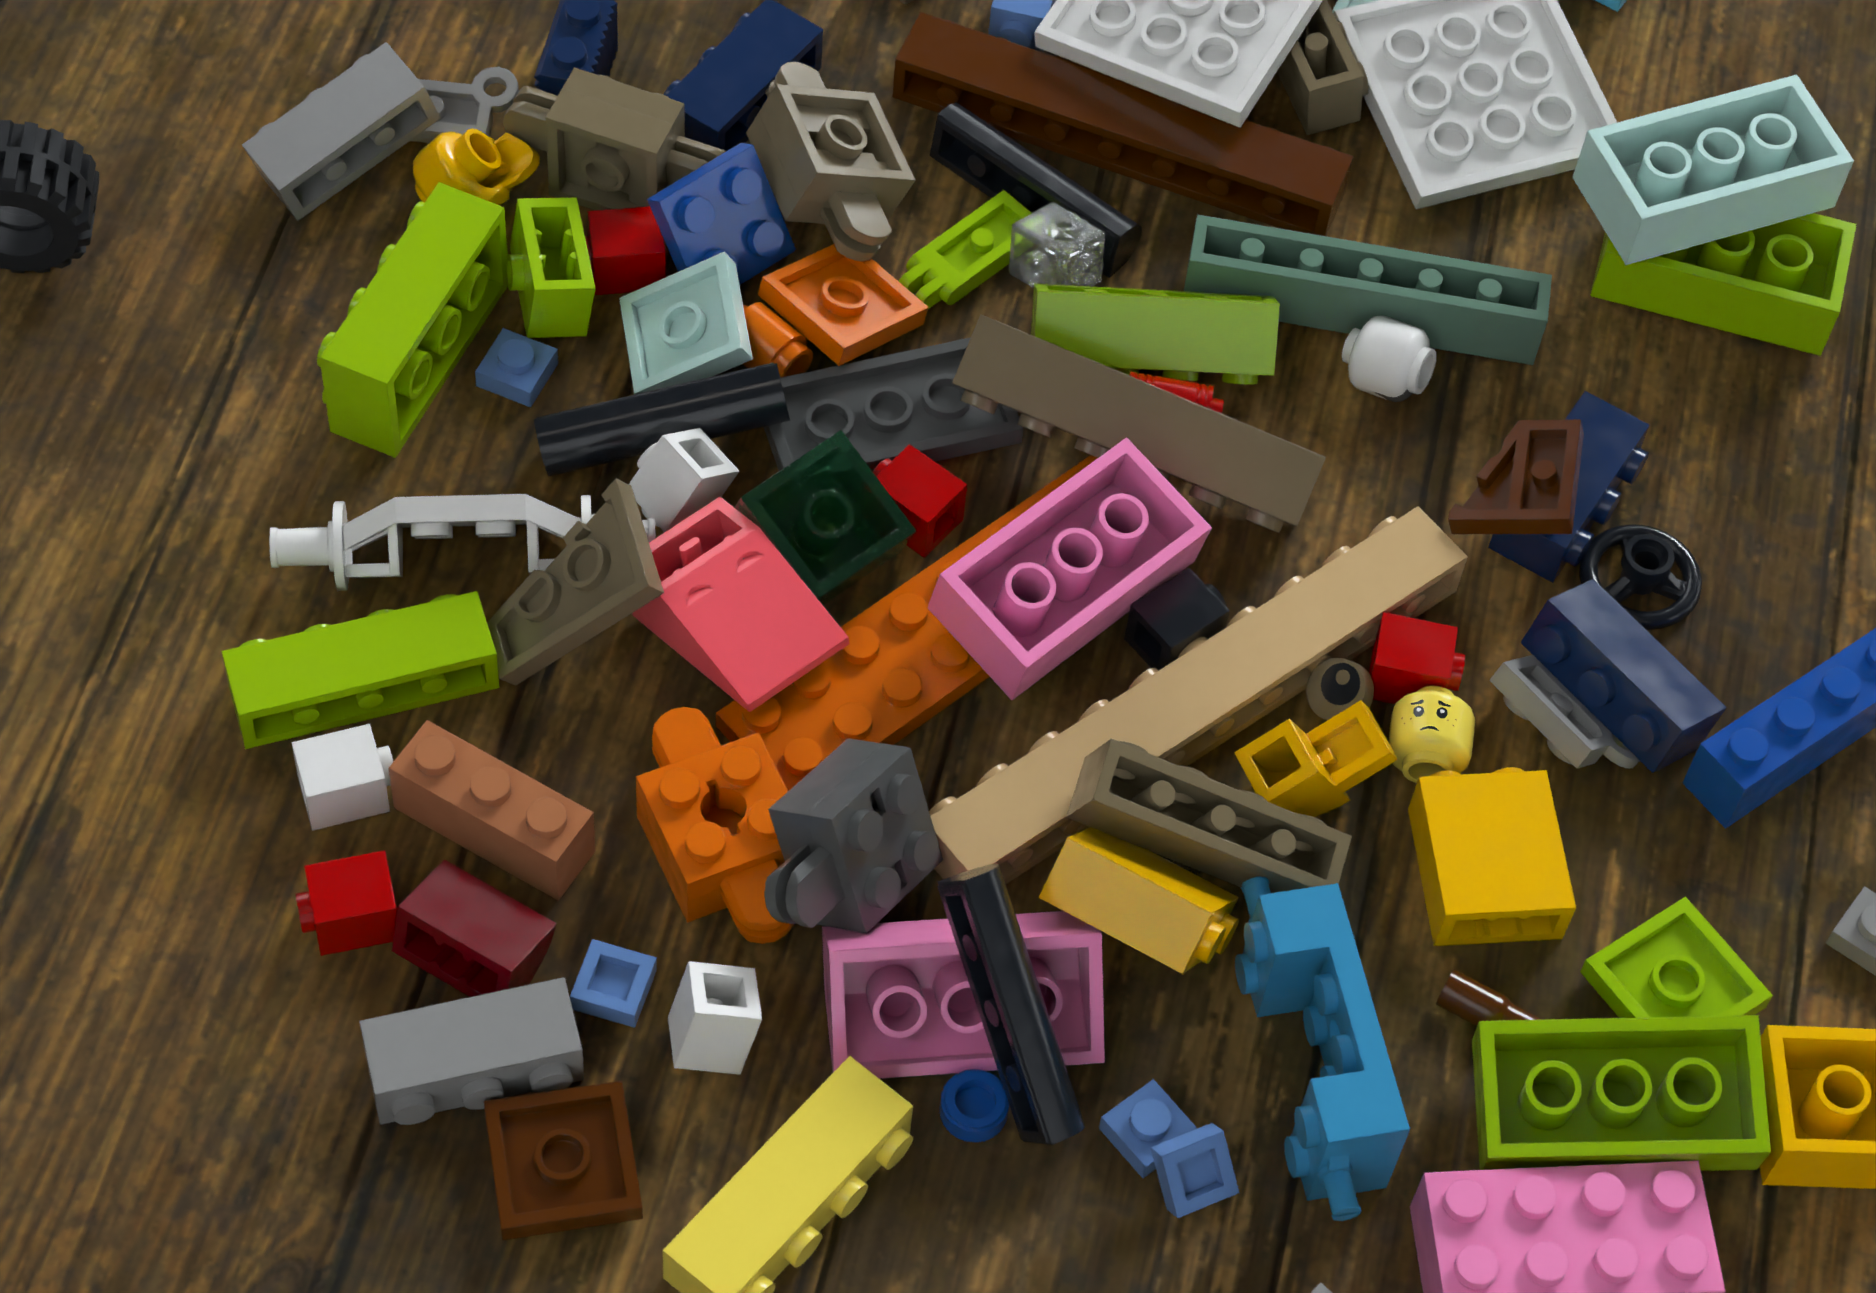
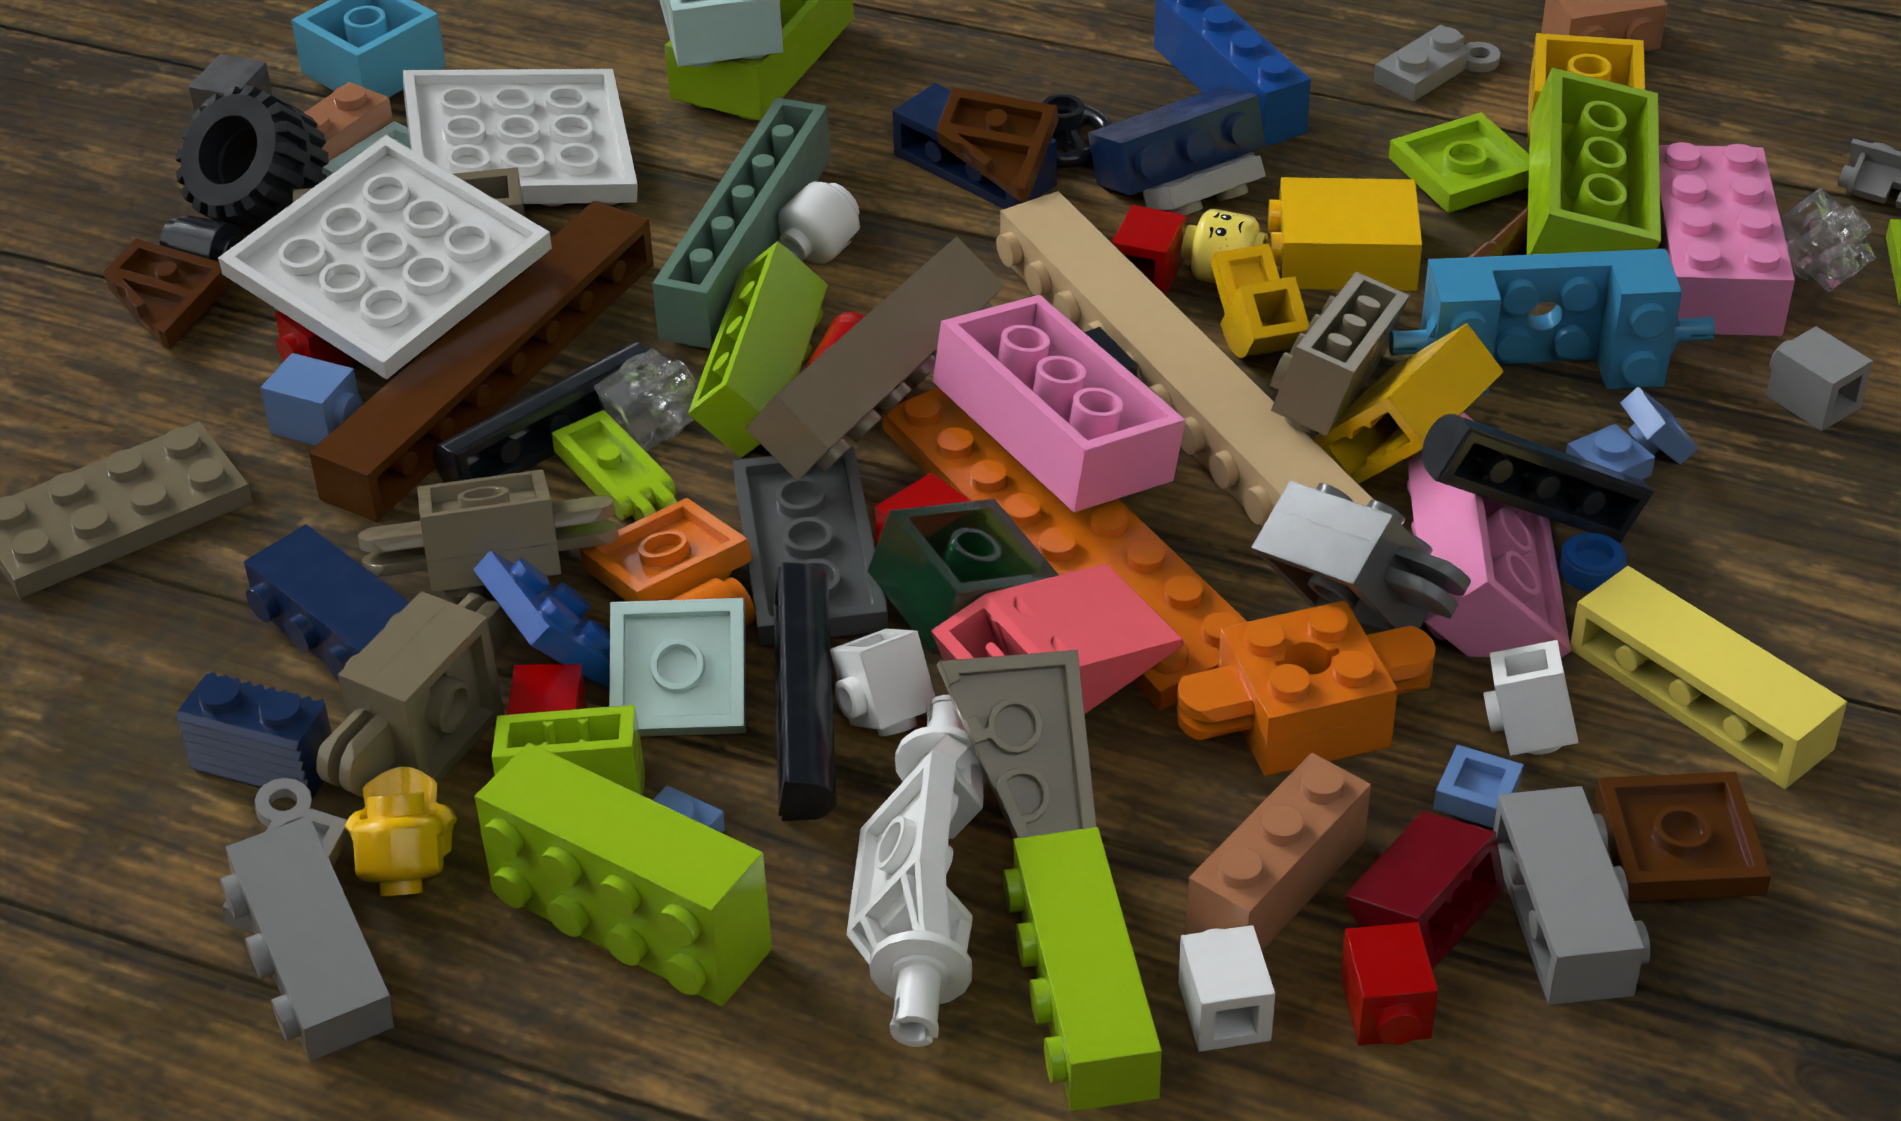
camera: 75 degrees left, 15 degrees down
(1338, 685) = (1180, 287): dark tan tile -> none

